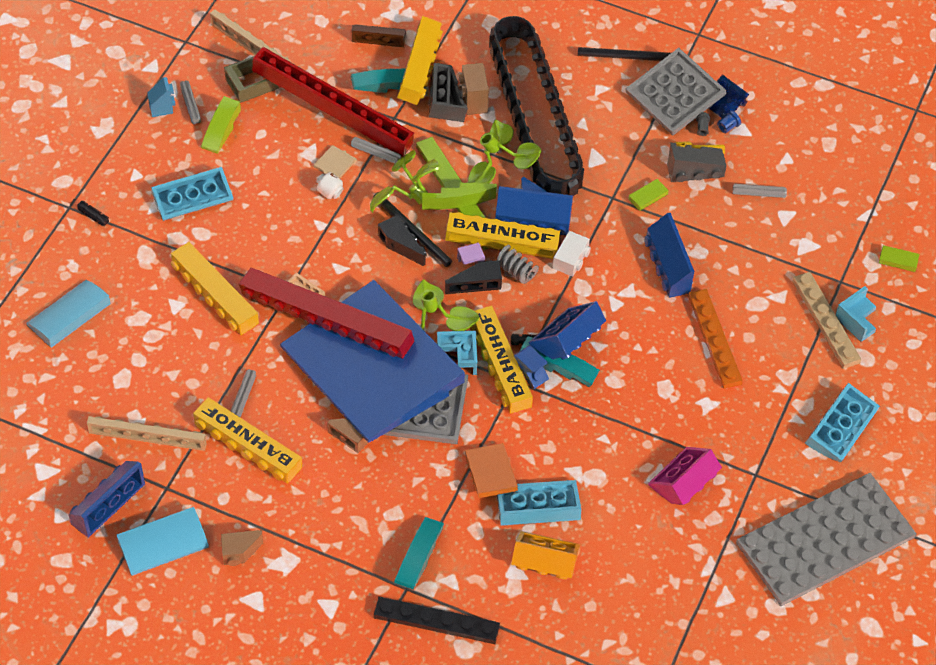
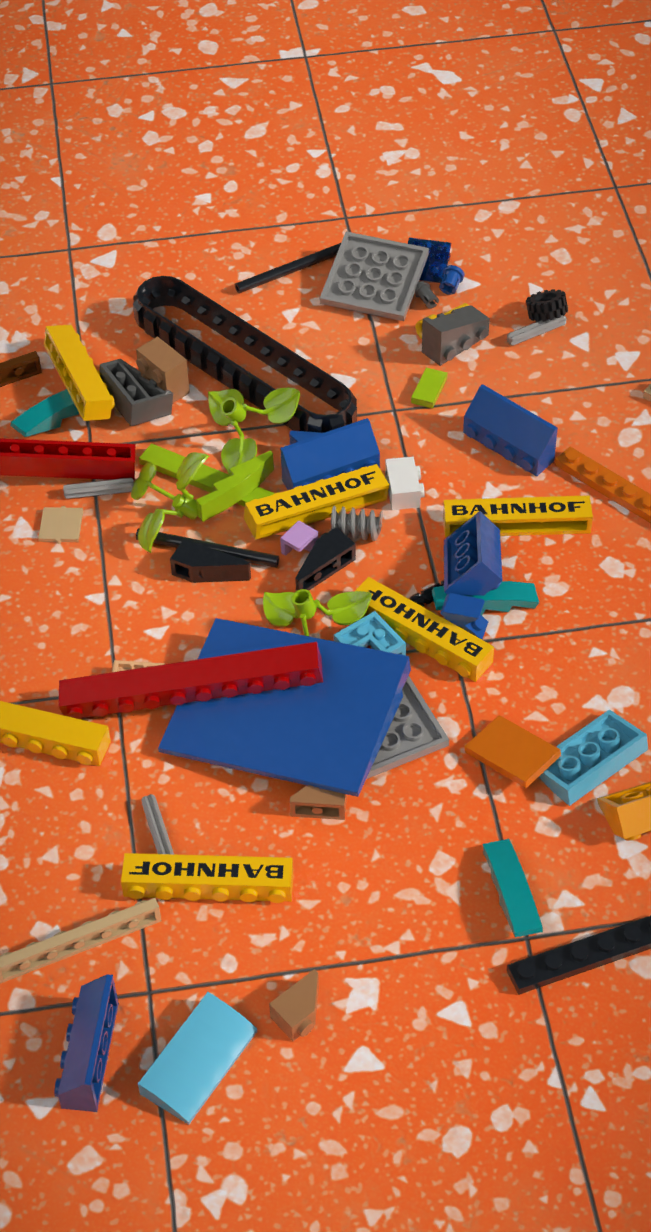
camera: 30 degrees left, 5 degrees down
(329, 185) = (77, 549): white head -> none
(631, 319) = (524, 514): none -> yellow brick
(778, 177) = (547, 305): none -> black tyre

